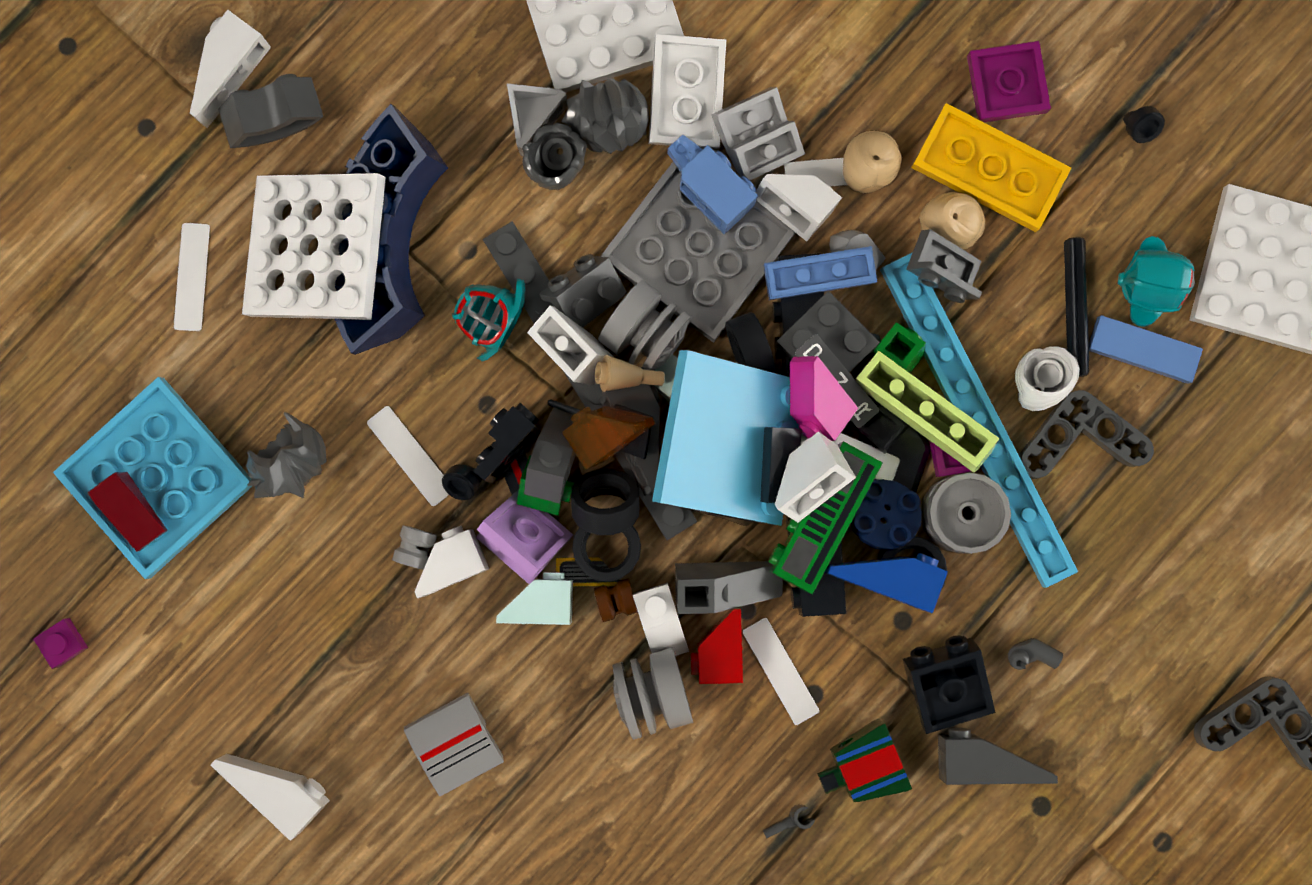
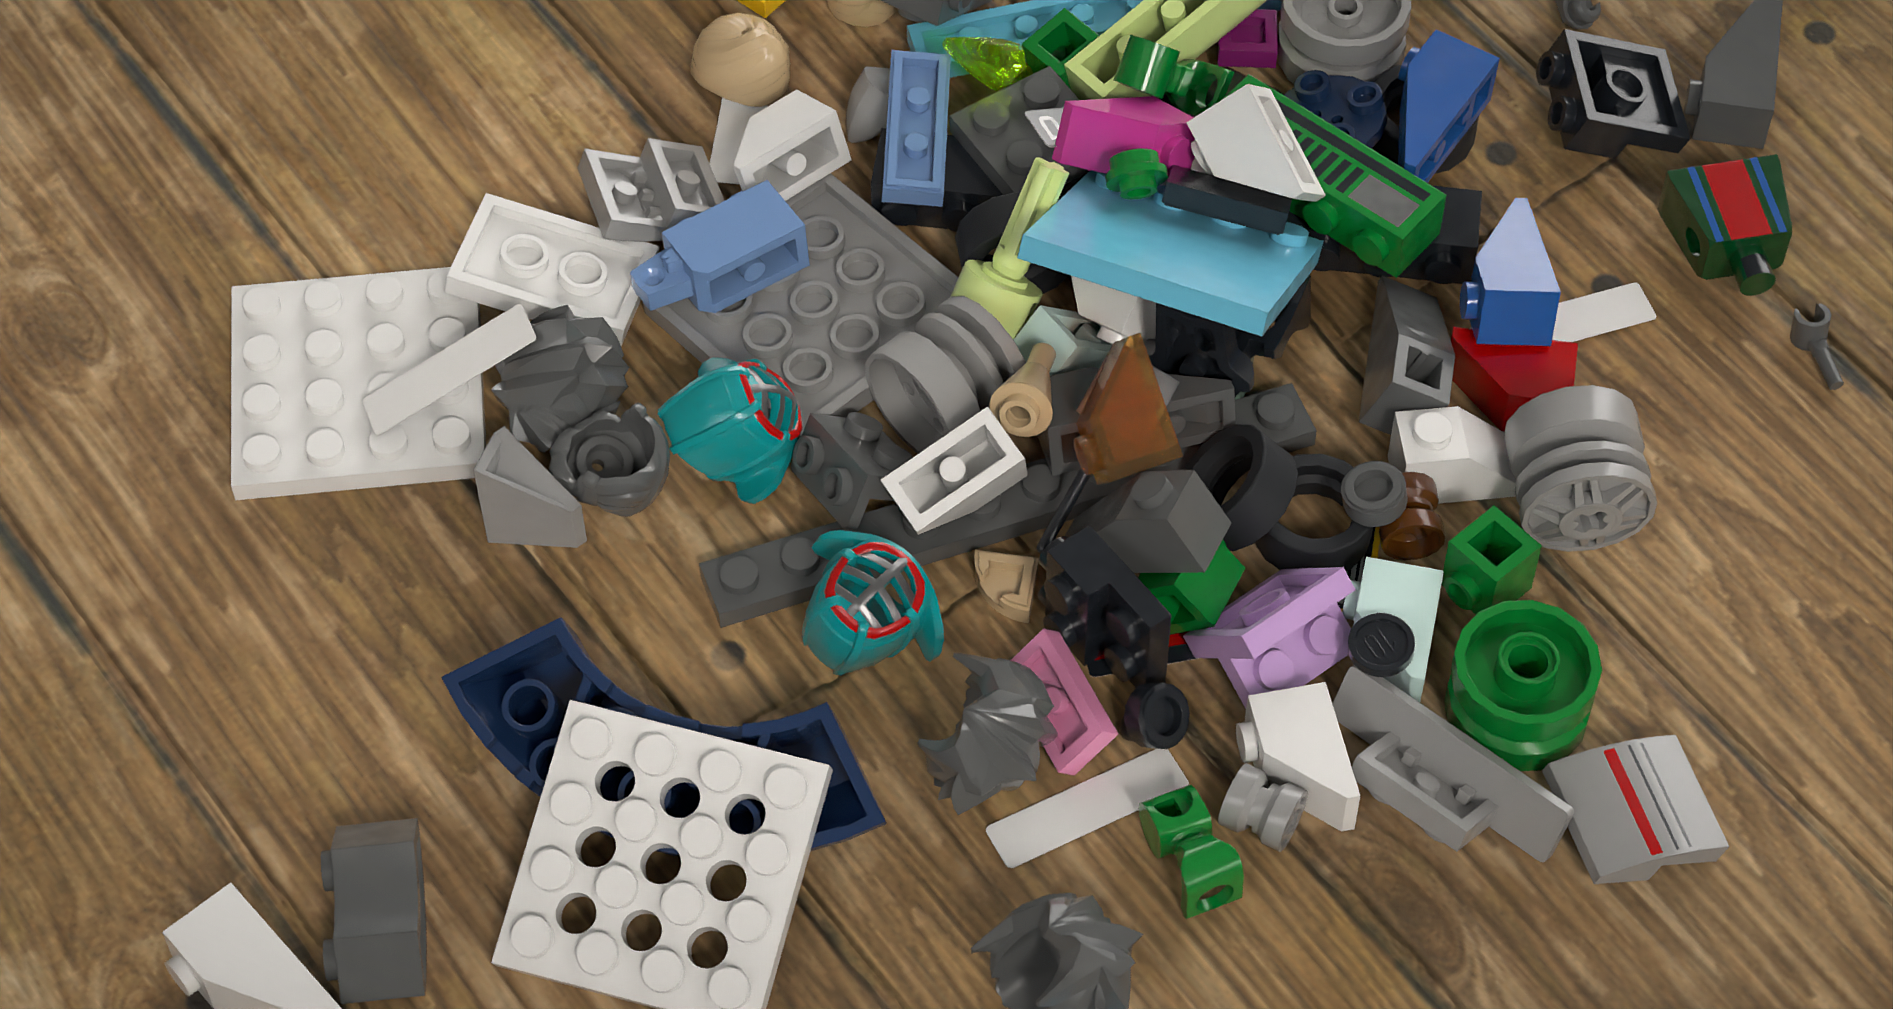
camera: 80 degrees left, 30 degrees down
(393, 506) = (1182, 827): none -> green leg
(415, 398) = (996, 736): none -> dark grey hair
(448, 635) = (1442, 774): none -> light grey bracket
(458, 430) = (1077, 712): none -> bright pink plate
(492, 689) = (1524, 682): none -> green wheel
(511, 596) = (1381, 645): none -> black piece
(537, 387) = (1007, 582): none -> tan tile
(581, 649) = (1489, 562): none -> green brick
(587, 207) = (724, 425): none -> teal piece
(593, 53) = (448, 369): none -> white sticker
(611, 579) = (1374, 493): none -> dark grey tile
(714, 340) = (1001, 283): none -> yellowish green piece
(770, 640) = (1512, 284): none -> slope
(779, 408) = (1136, 173): none -> green plate
(877, 404) = (1155, 71): none -> green leg
(878, 306) = (989, 60): none -> clear neon green hair

